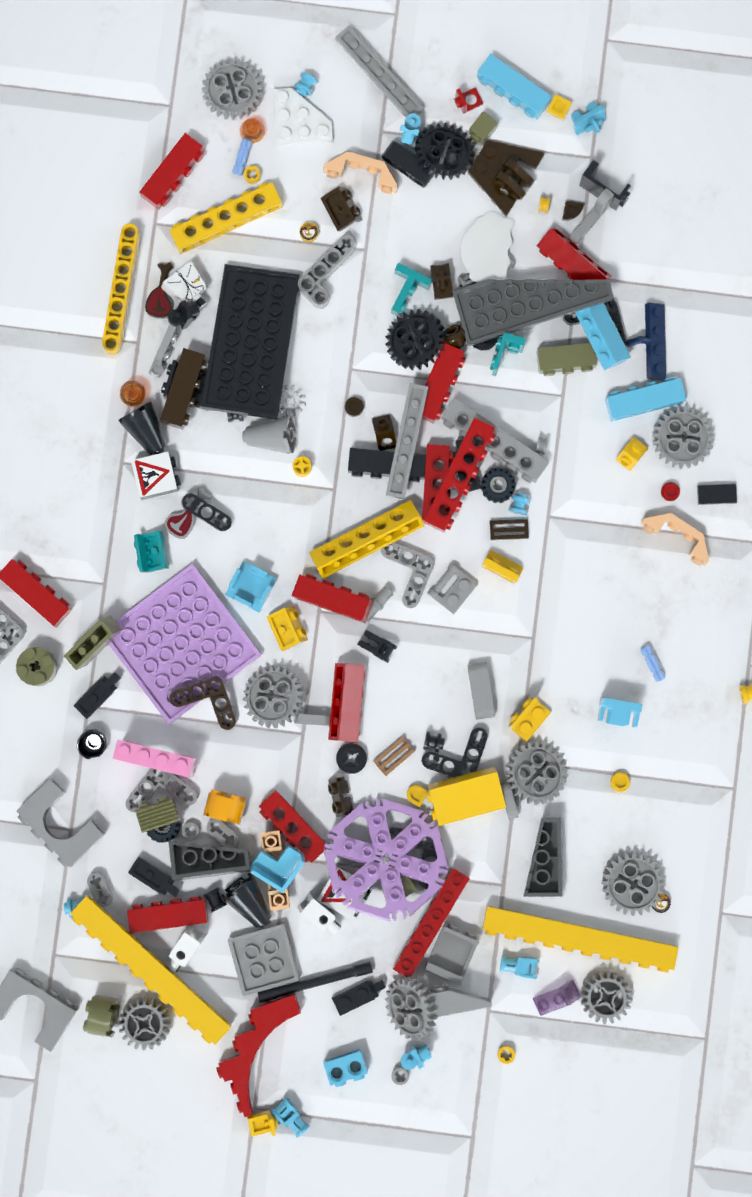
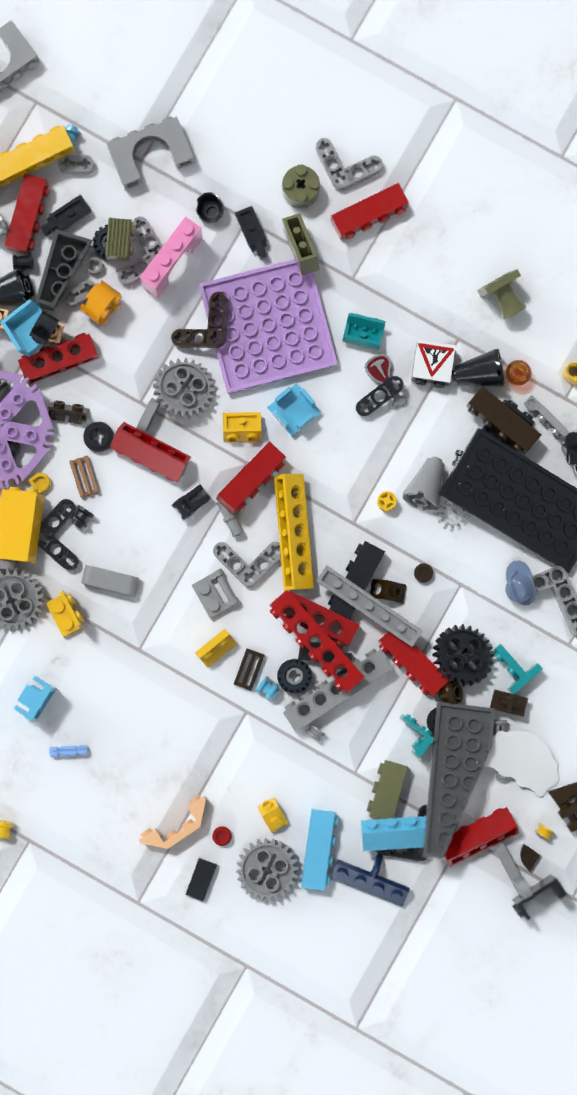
camera: 105 degrees right, 0 degrees up
(63, 435) = (504, 293): none -> olive plant
(272, 848) = (43, 328): none -> black bracket
(328, 314) = (520, 583): none -> sand blue piece

